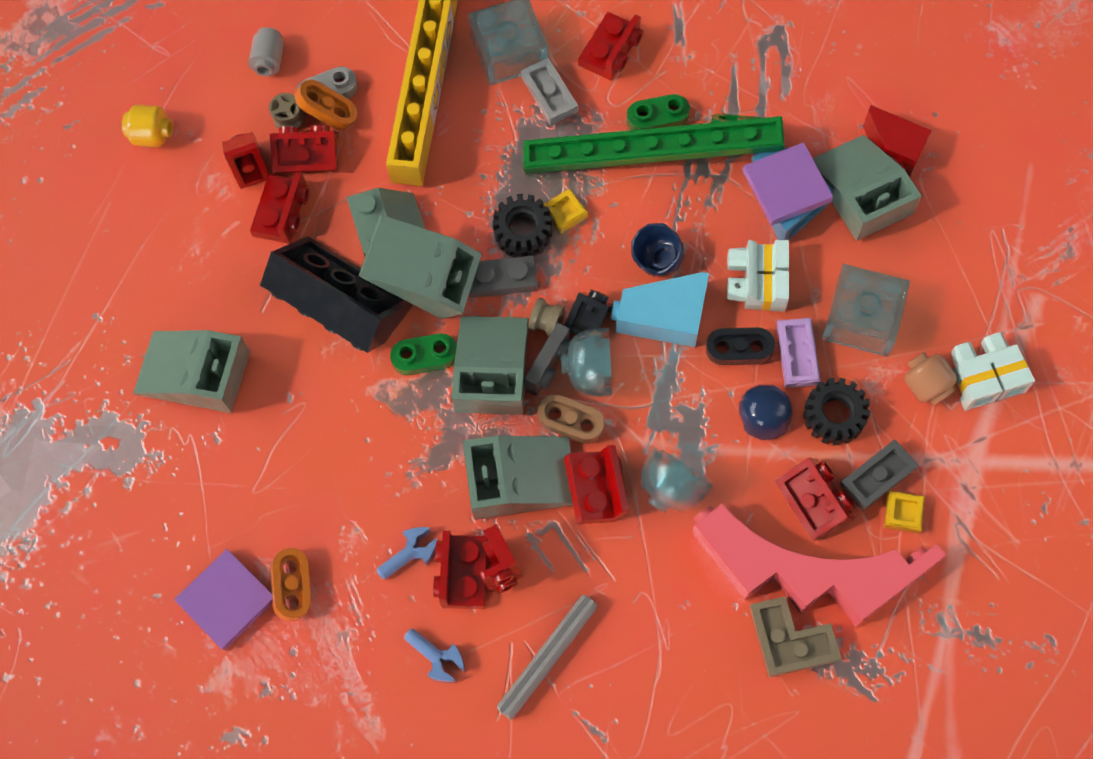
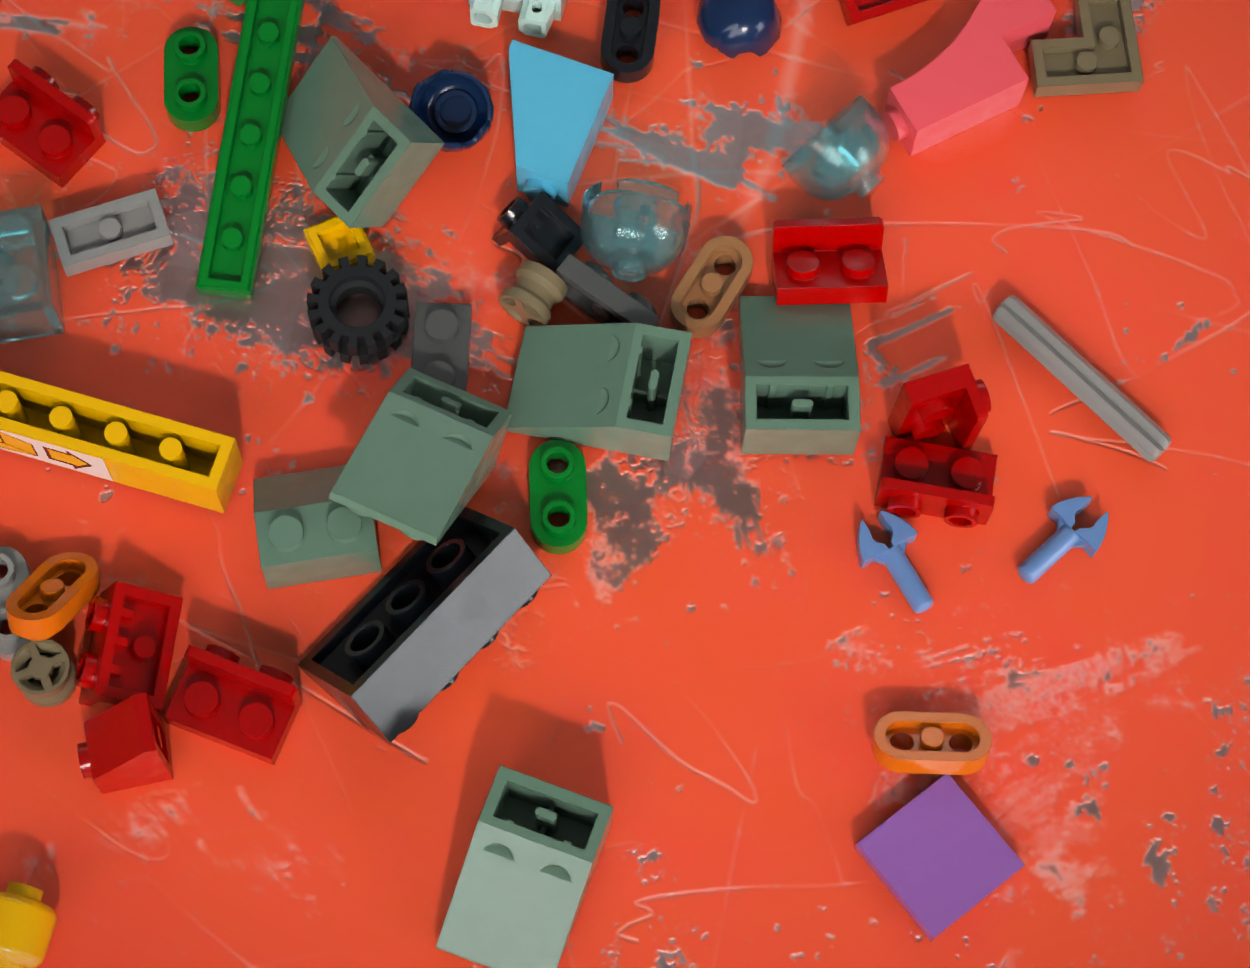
camera: 90 degrees left, 0 degrees up
(622, 200) = (355, 138): none -> sand green slope

